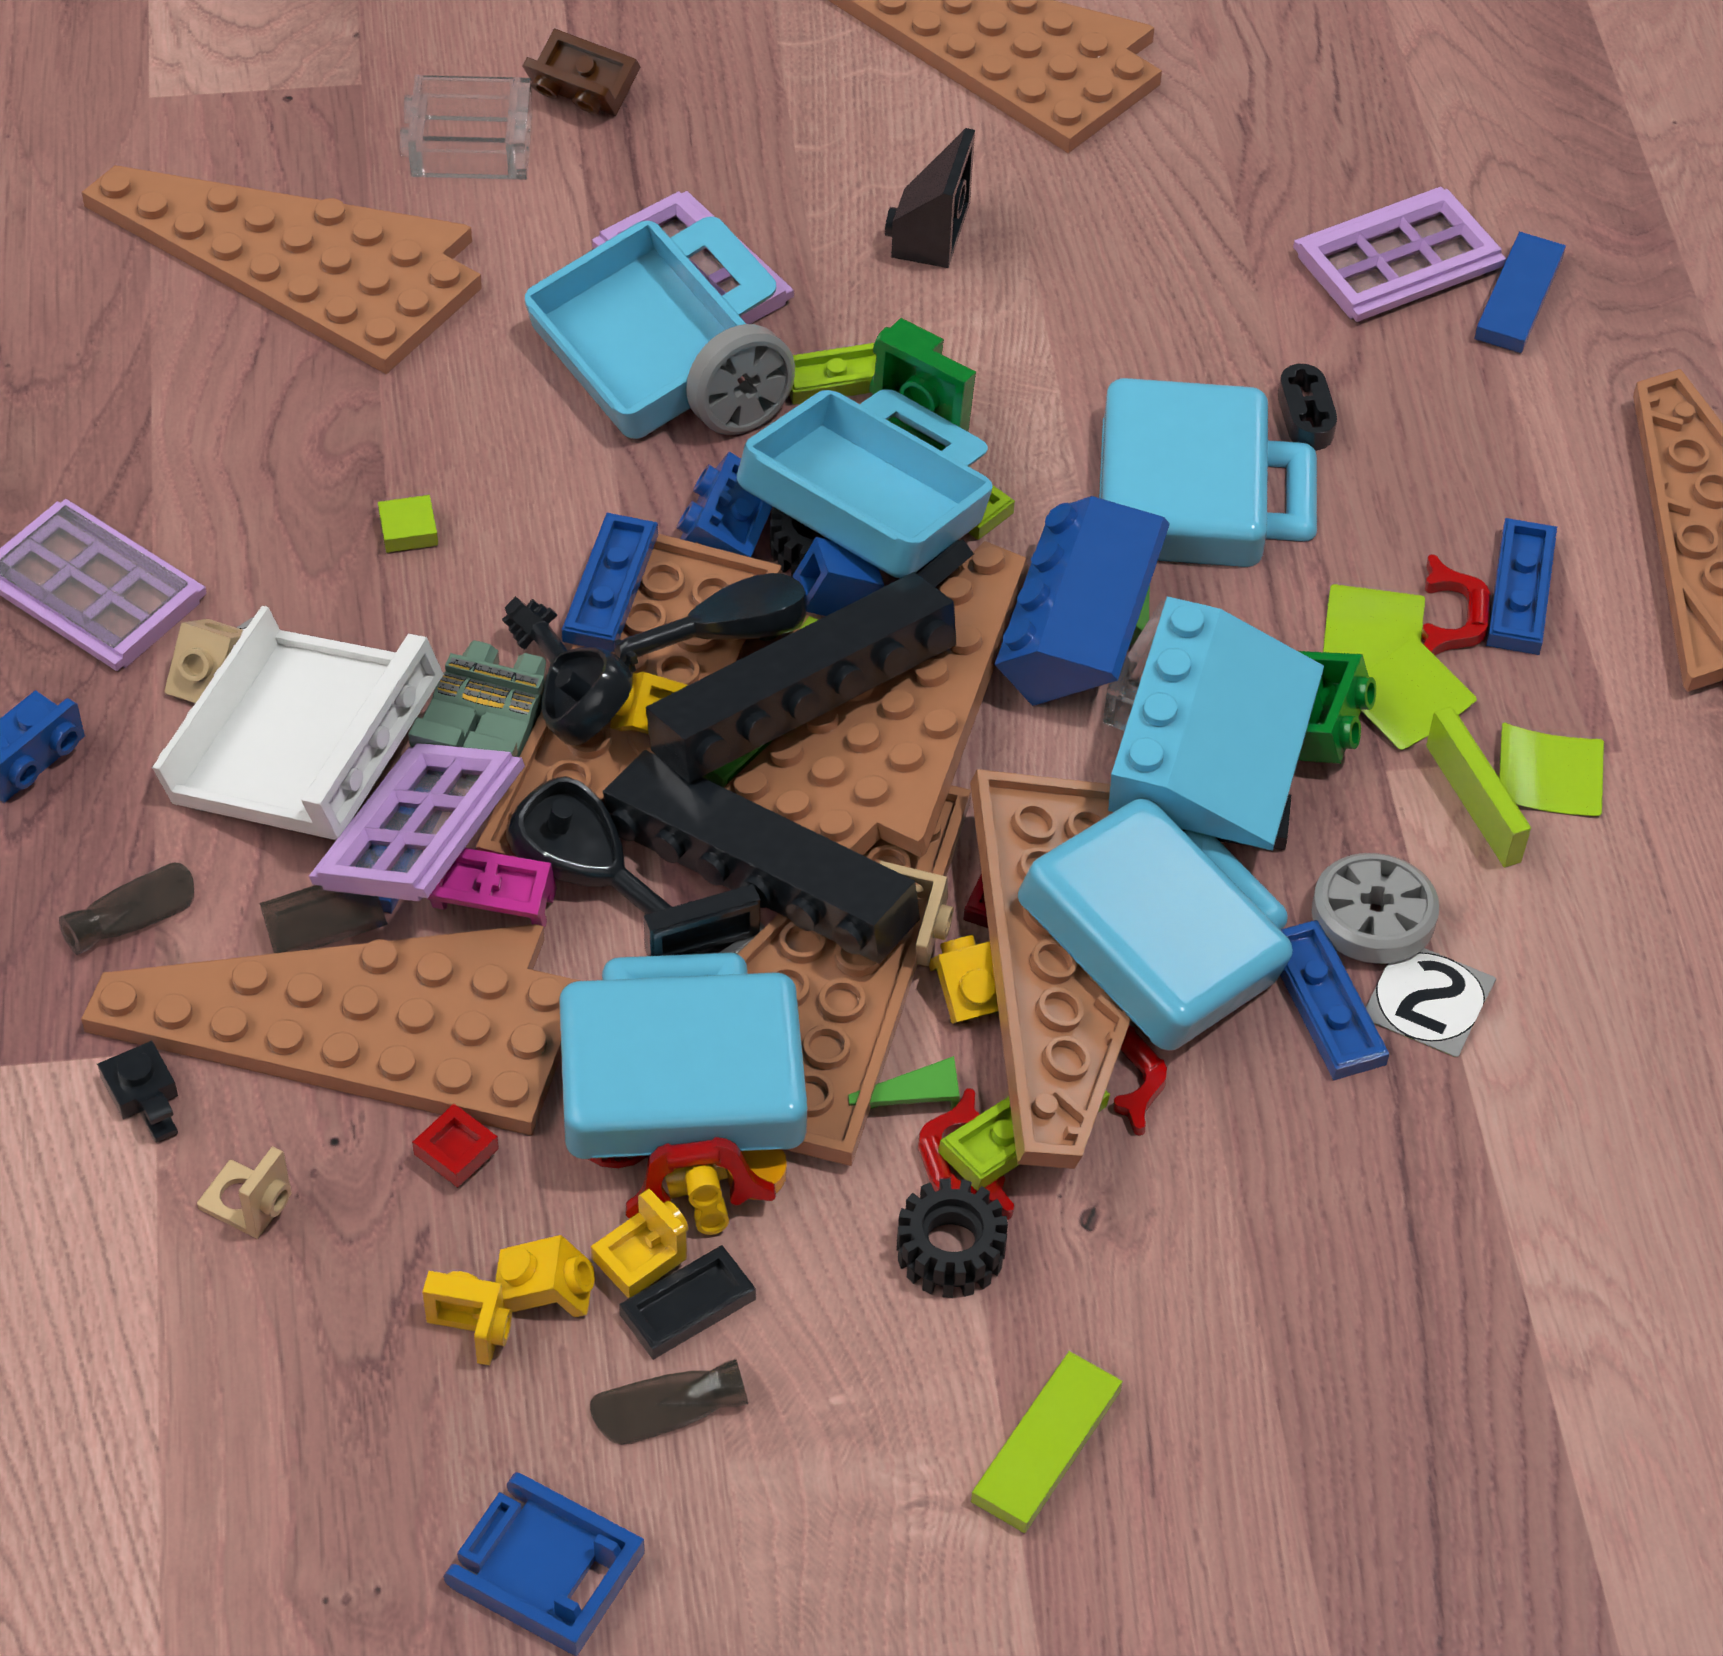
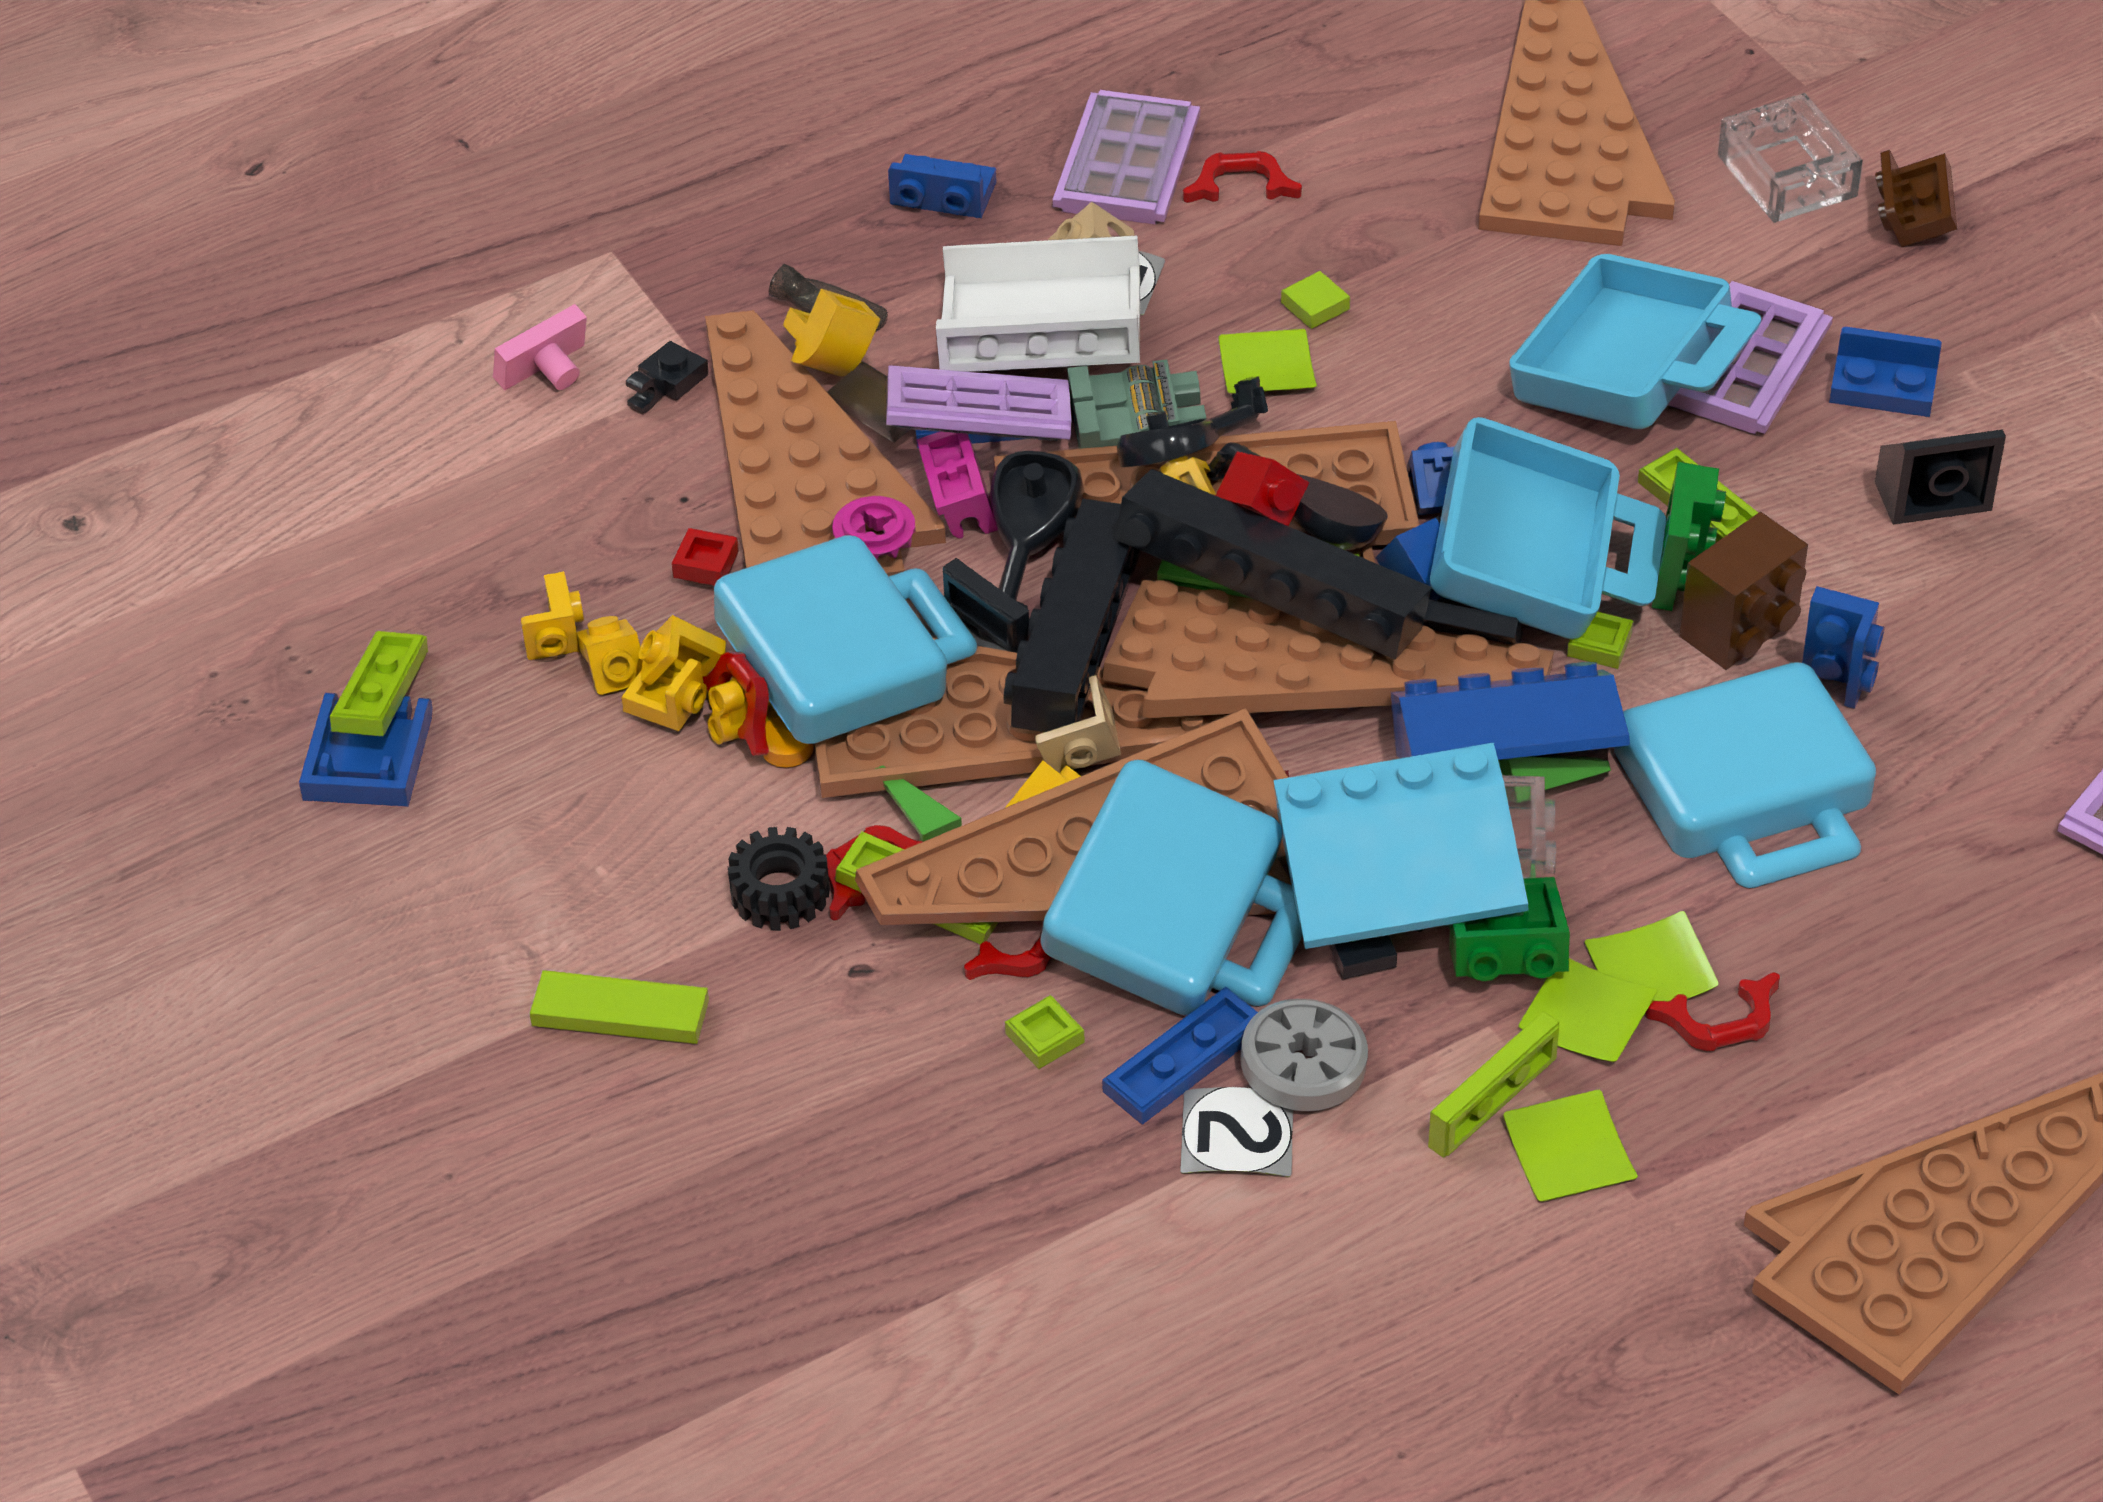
camera: 70 degrees right, 5 degrees down
(37, 1185) = (543, 350): none -> bright pink tile
(177, 489) = (1257, 161): none -> red helmet
(227, 908) = (833, 334): none -> yellow brick
(261, 1195) = (599, 465): tan bracket -> none
(462, 595) = (1275, 356): none -> lime sticker
(470, 1513) = (379, 683): none -> lime tile
(507, 968) = (880, 514): none -> dark pink gear
(605, 1212) = (674, 645): none -> yellow bracket
(610, 582) = (1319, 426): blue tile -> none
(666, 1402) = (543, 769): clear smoke piece -> none
(687, 1302) = (640, 746): black tile -> none
(721, 637) = (1263, 487): none -> red brick
(738, 352) = (1618, 399): light grey wheel -> none
(778, 189) = (1885, 371): none -> blue bracket
(1016, 378) = (1743, 590): none -> reddish brown brick
(1115, 341) = (1843, 640): none -> blue bracket
(1248, 1095) = (1044, 1032): none -> lime tile
(1297, 407) = (1910, 831): black beam -> none
(1522, 586) = (1793, 1057): blue tile -> none

